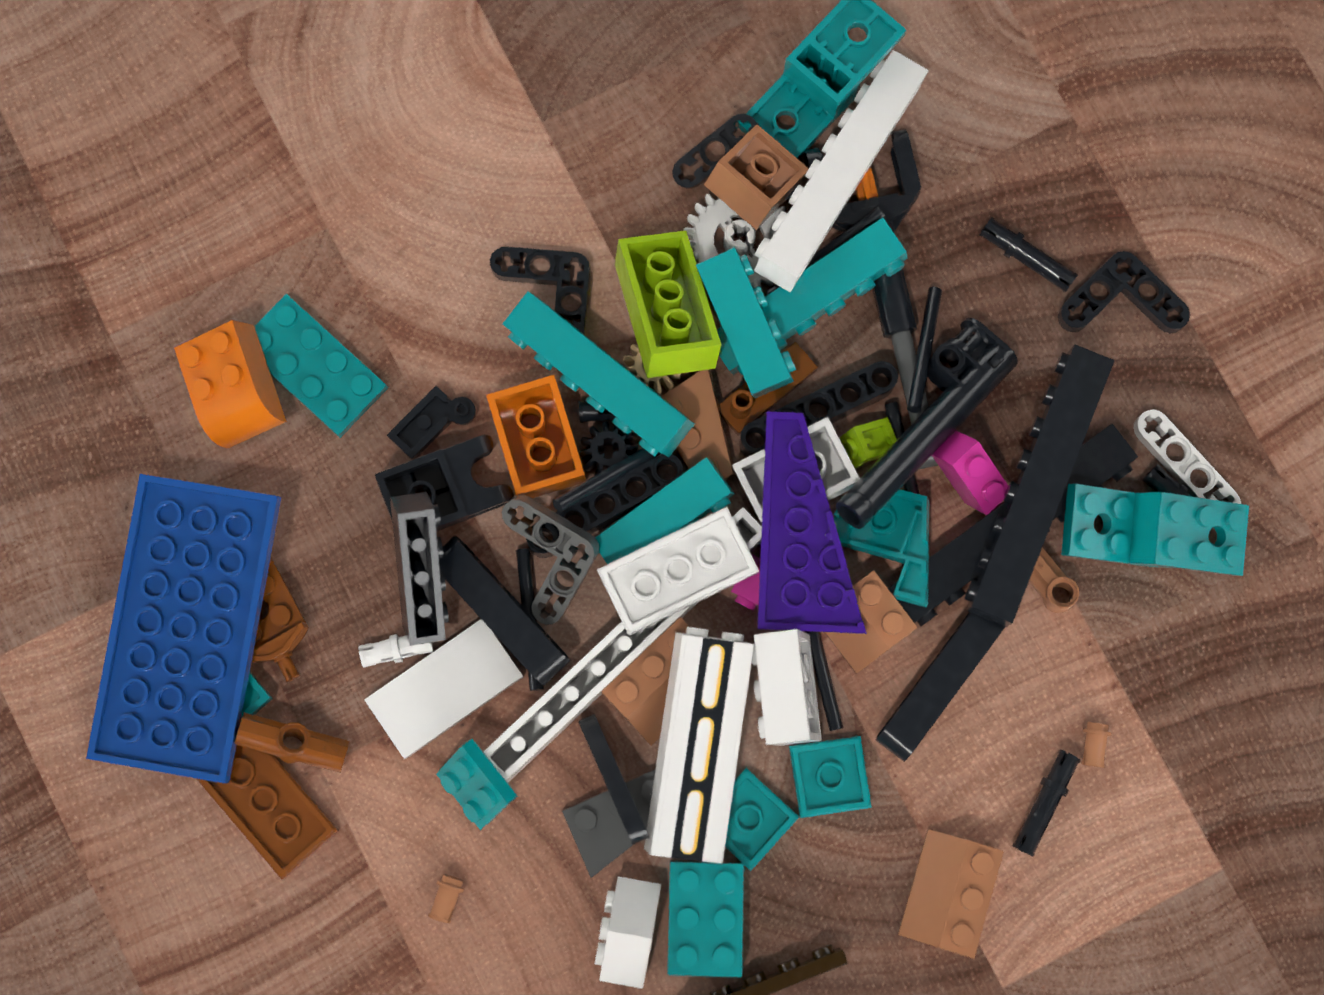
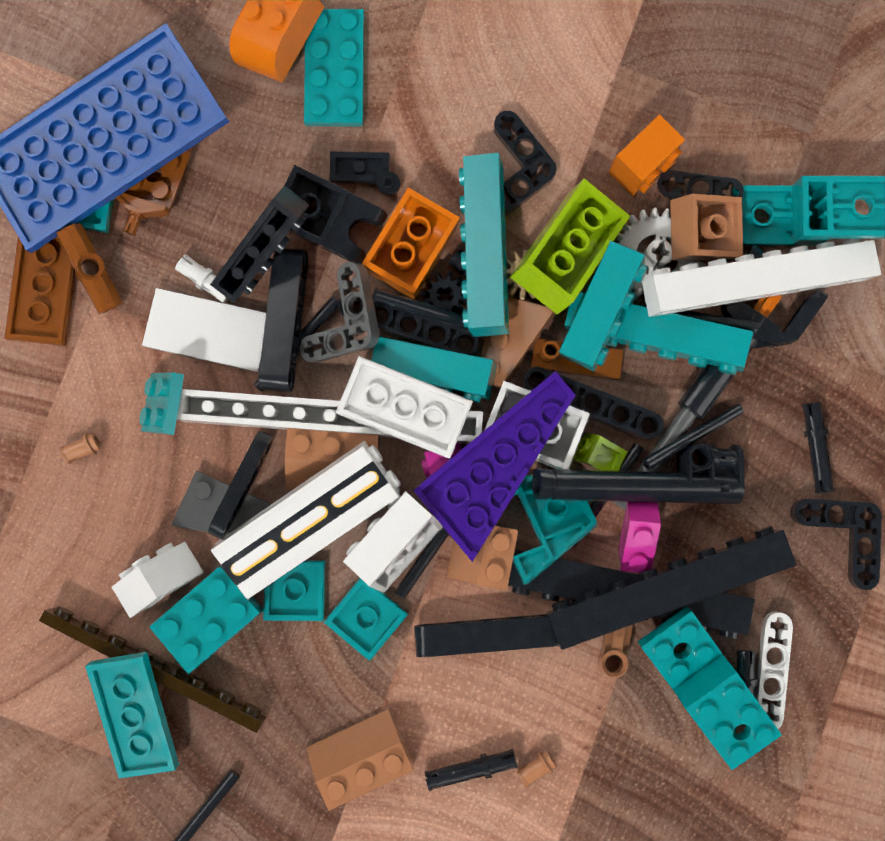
camera: 50 degrees right, 5 degrees up
(646, 169) = (646, 155): none -> orange brick

